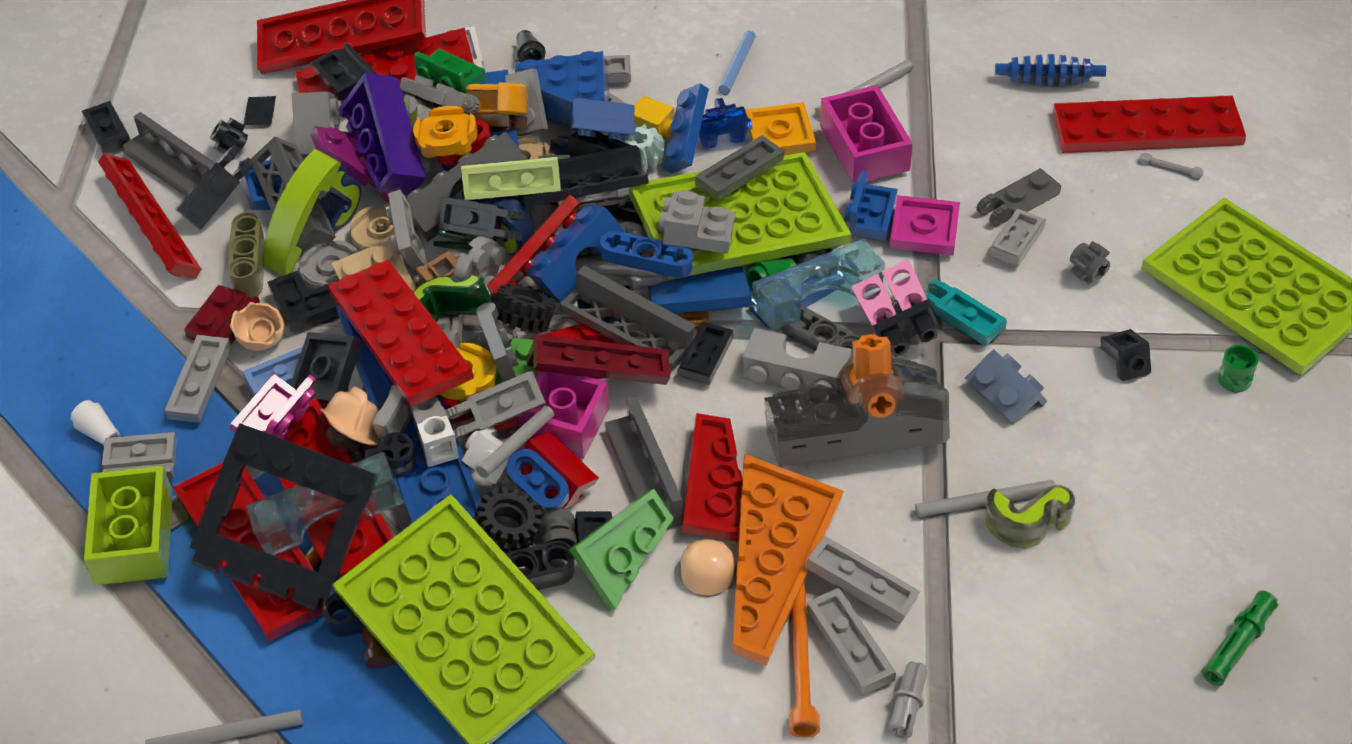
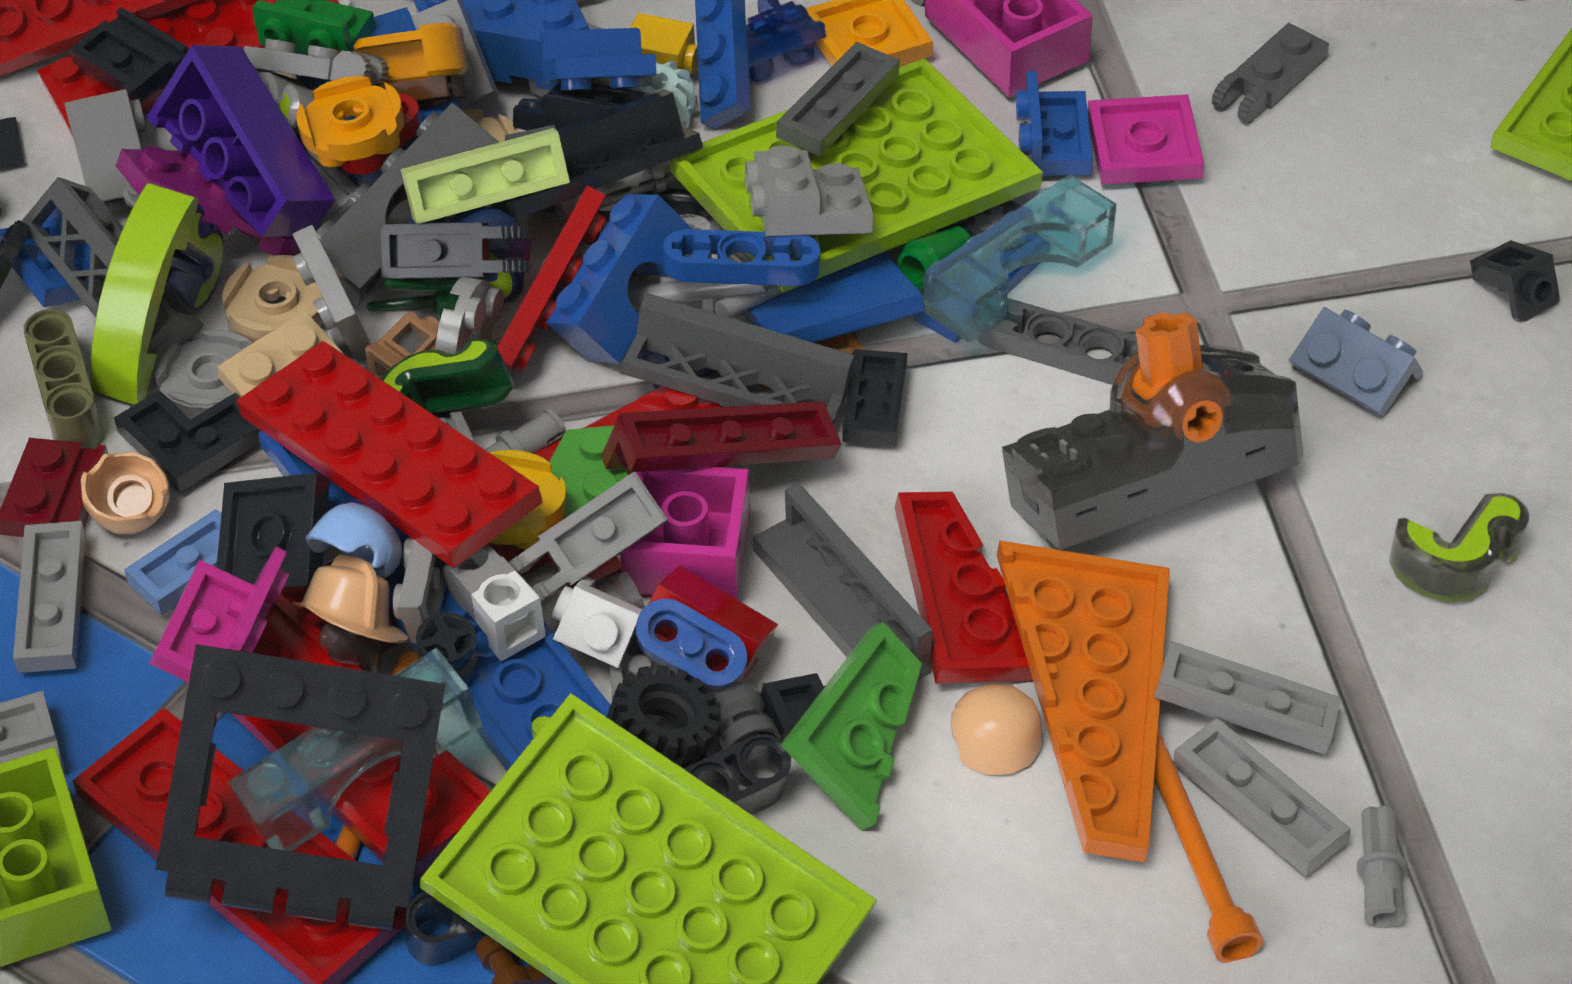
camera: 15 degrees left, 0 degrees up
(367, 376) = (358, 533): none -> light blue hair
(497, 340) = (550, 440): dark grey plate -> none
(512, 444) = (639, 591): light grey bar -> none
(524, 307) = (562, 380): black tyre -> none
(768, 363) = (988, 396): light grey arch -> none
(905, 316) = (1152, 267): hips -> none
(964, 312) = (1246, 260): teal hinge -> none
(979, 499) = (1377, 540): light grey bar -> none
(1017, 237) = (1291, 133): light grey plate -> none
(1089, 261) = (1415, 150): dark grey gear -> none

